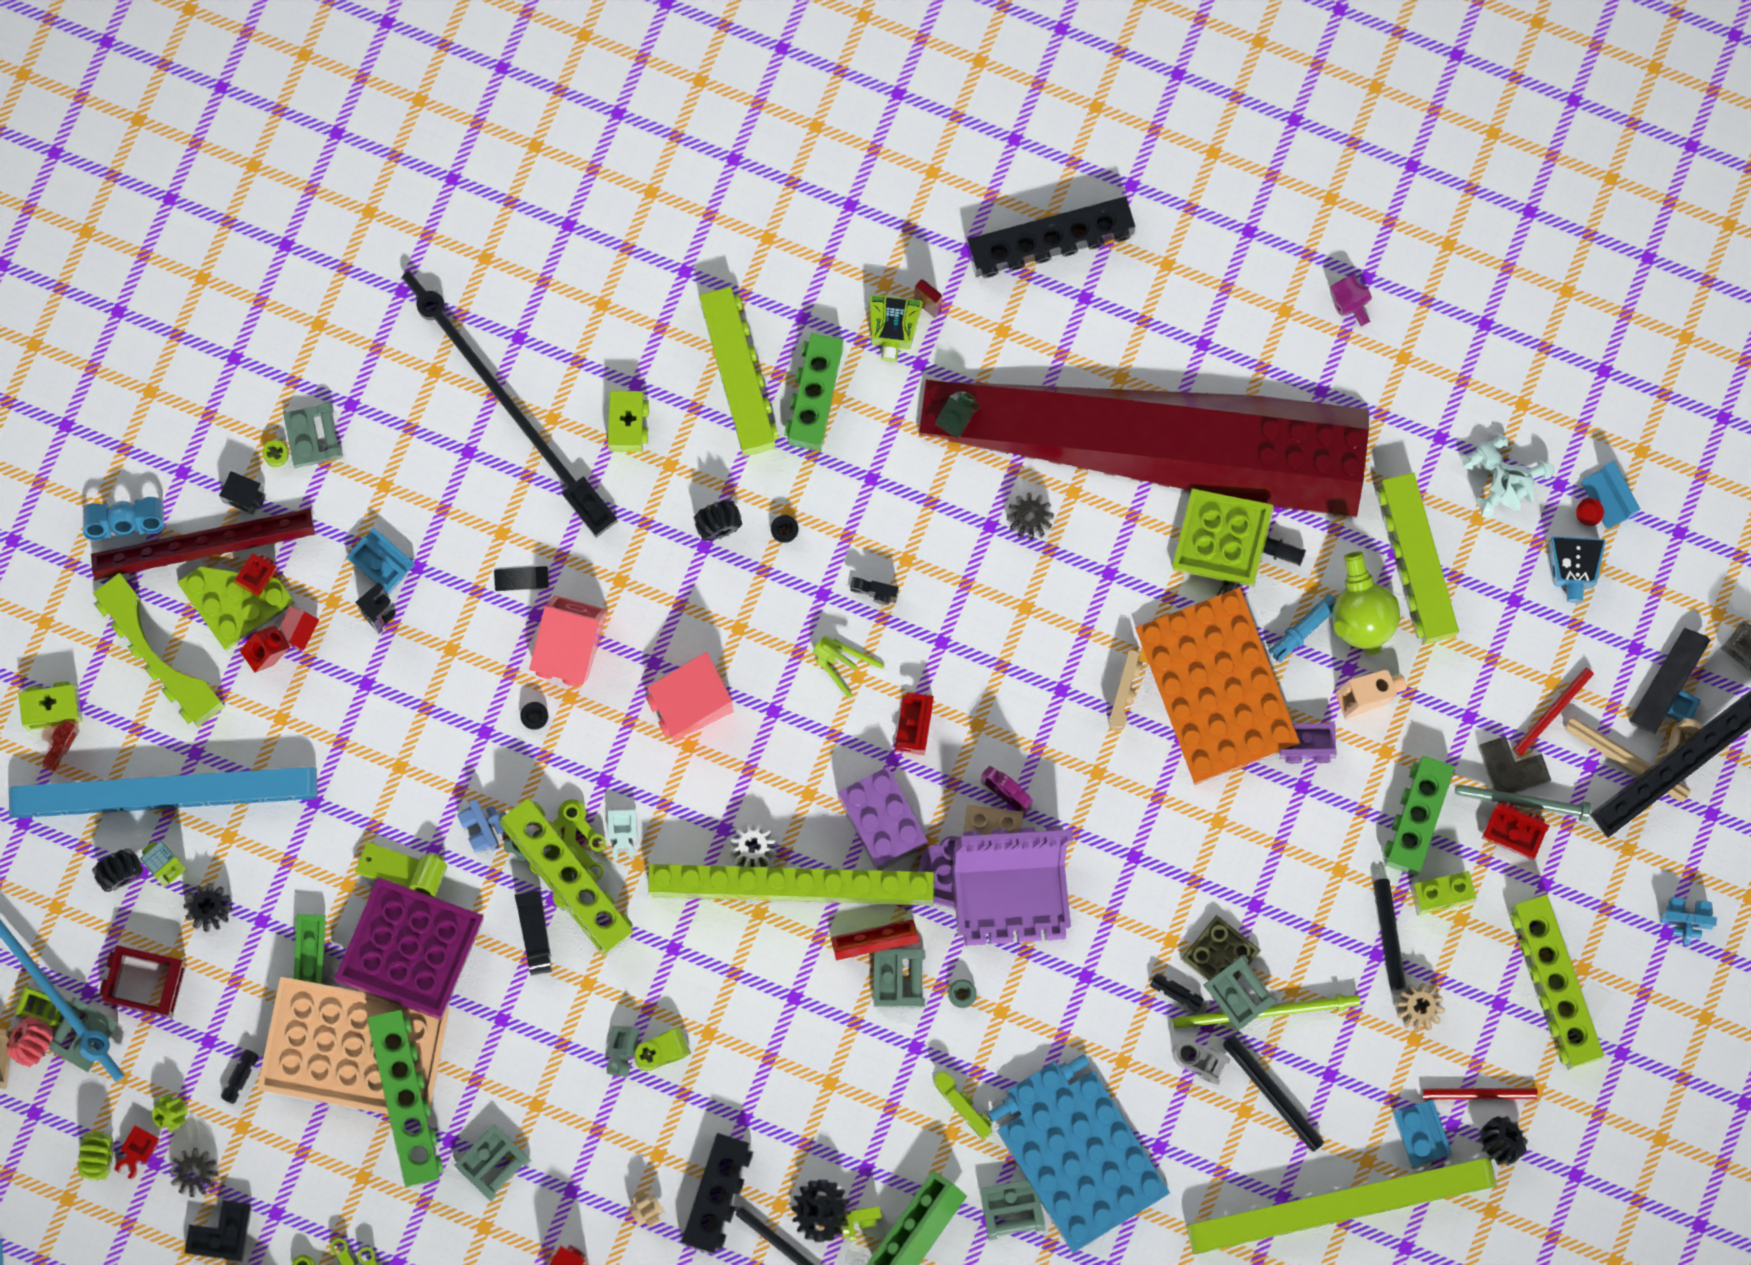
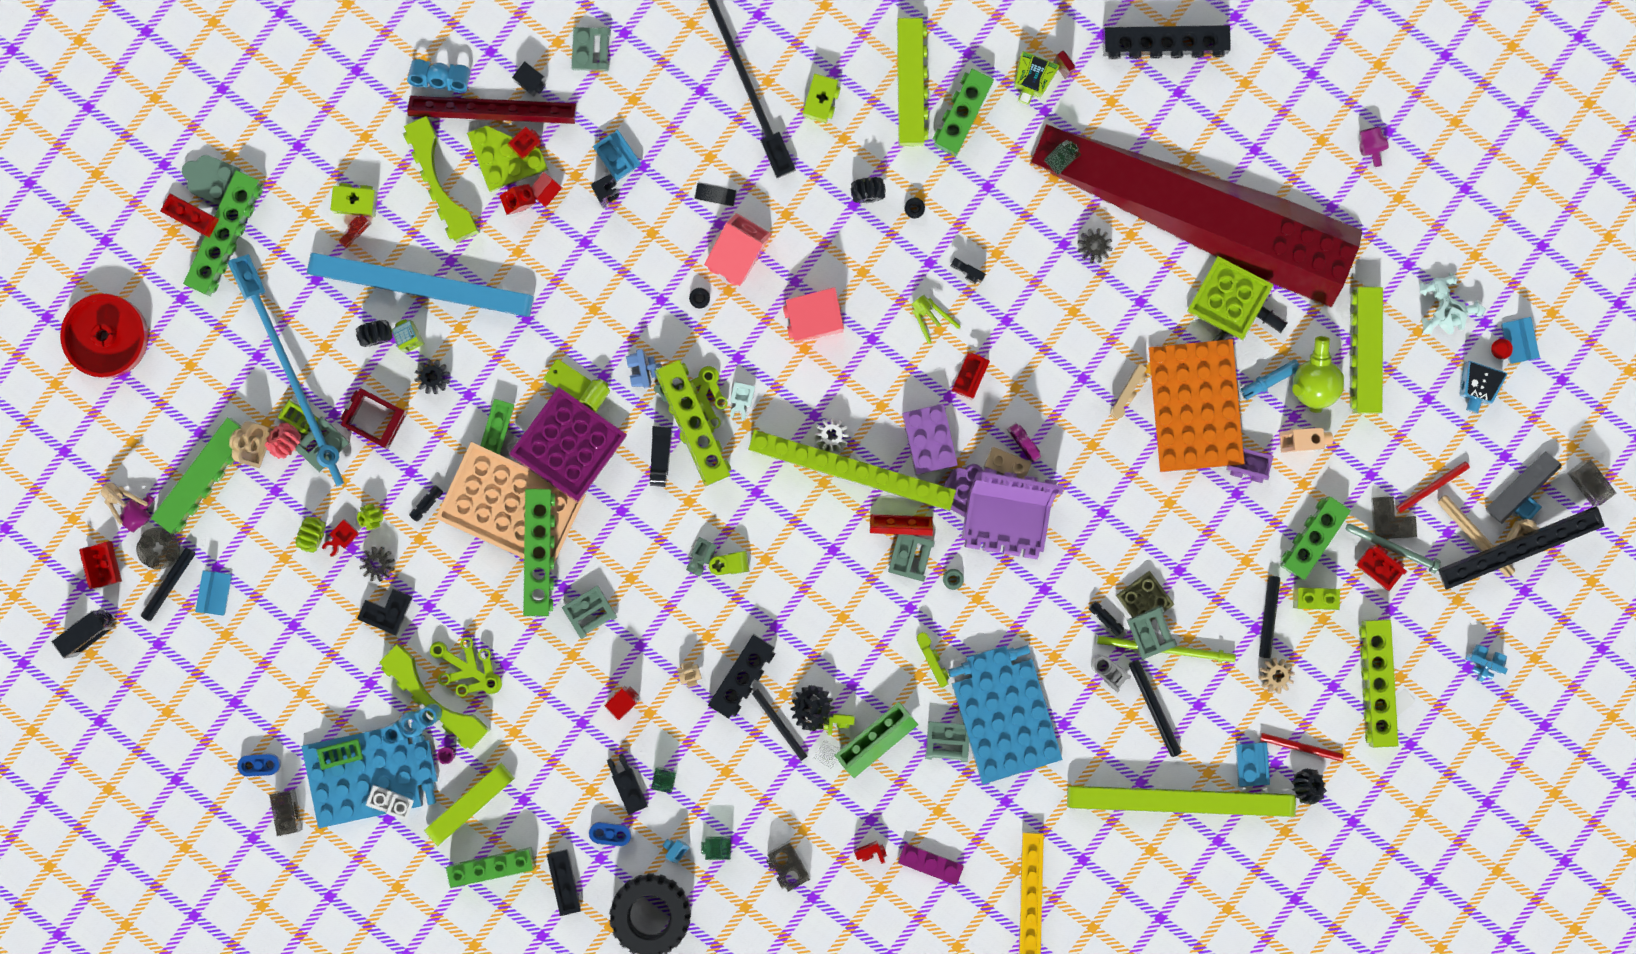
camera: 10 degrees right, 10 degrees up
(279, 446) = (565, 51): lime bush -> none

